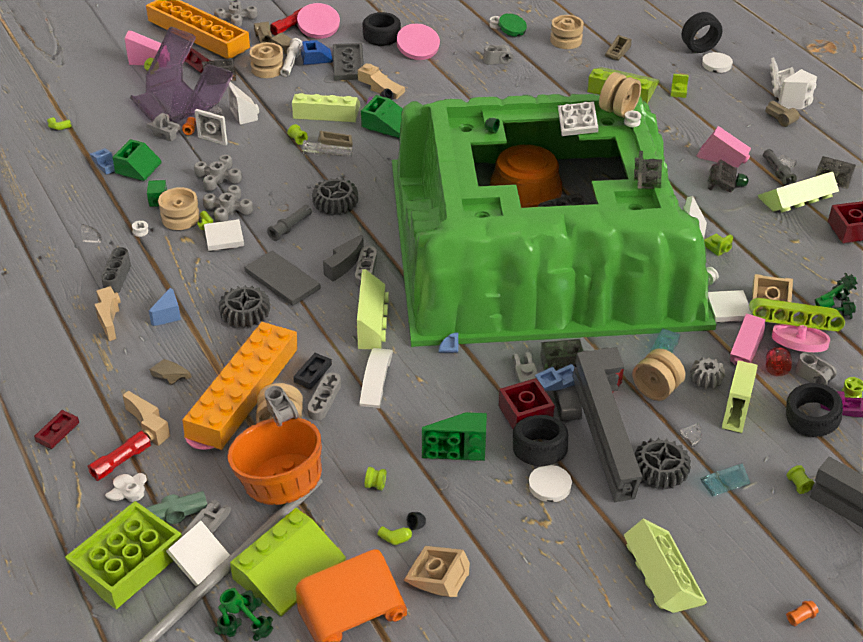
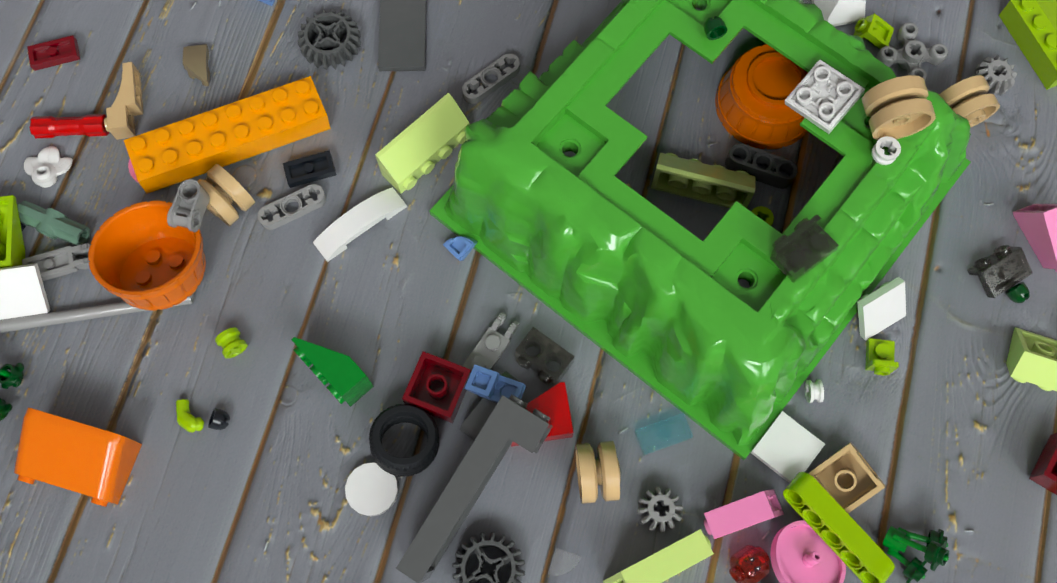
camera: 45 degrees right, 30 degrees up
(283, 558) = (77, 363): lime slope -> none
(343, 258) = (478, 53): dark grey slope -> none
(439, 571) = (171, 493): tan slope -> none

